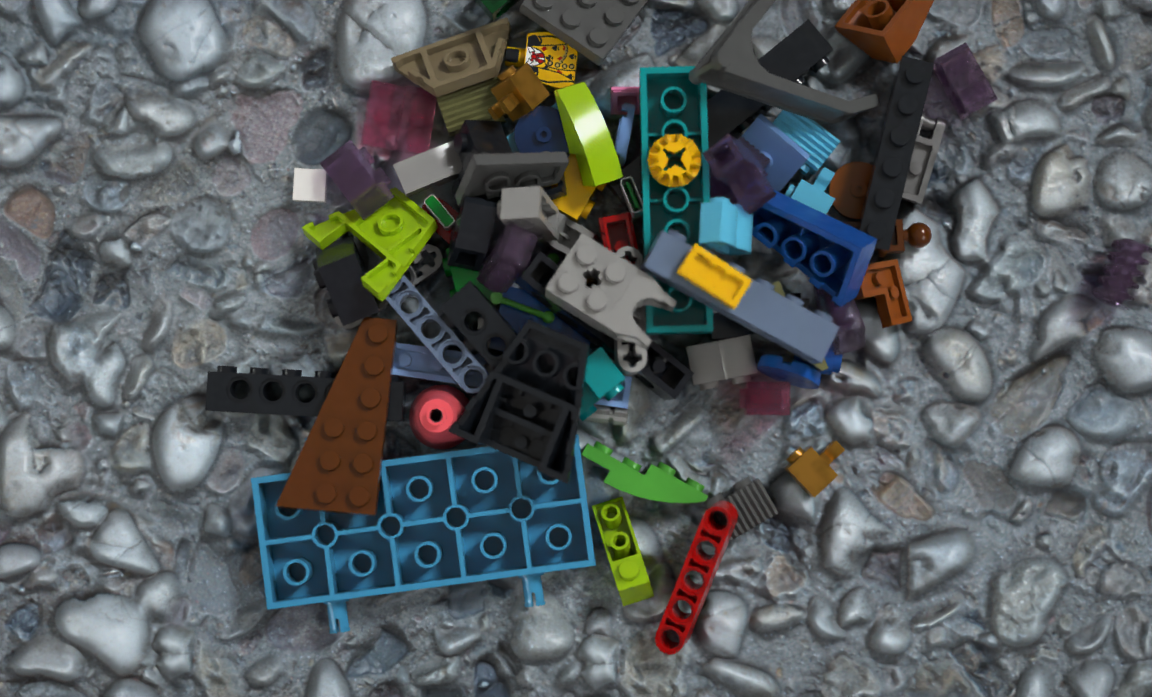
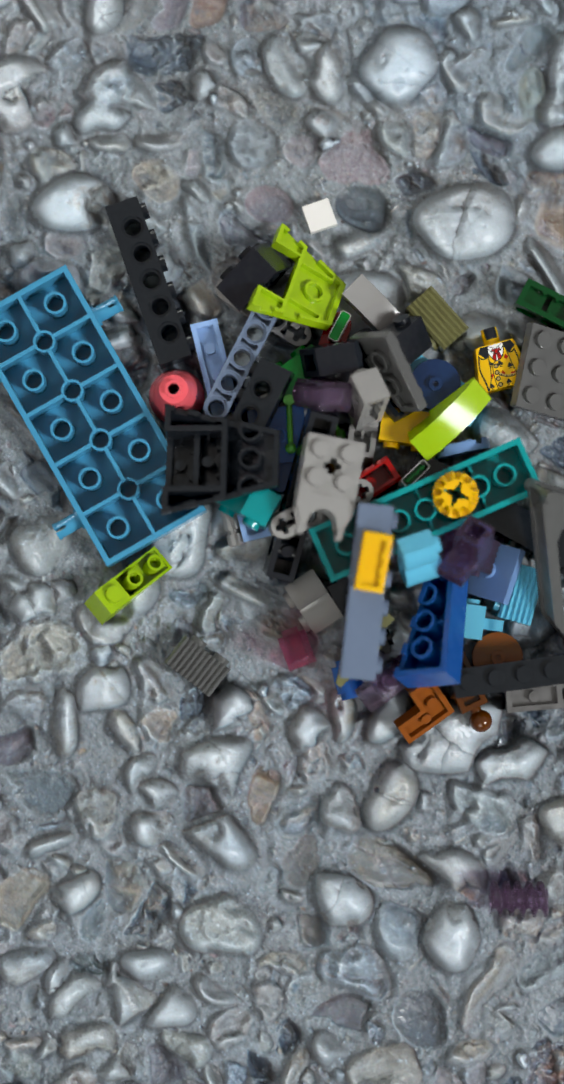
camera: 65 degrees right, 0 degrees up
(346, 445) = (124, 328): reddish brown wing -> none
(357, 180) = (338, 251): clear purple brick -> none
(398, 118) = (403, 264): clear pink slope -> none
(457, 59) = (468, 291): dark tan wing -> none
(517, 92) = (460, 349): pearl gold brick -> none
(624, 94) = (494, 434): bright pink slope -> none
(656, 483) = (192, 589): bright green slope -> none
(685, 588) = (118, 646): red beam -> none
(795, 372) = (325, 660): blue tile -> none
(813, 469) = (255, 711): pearl gold brick -> none

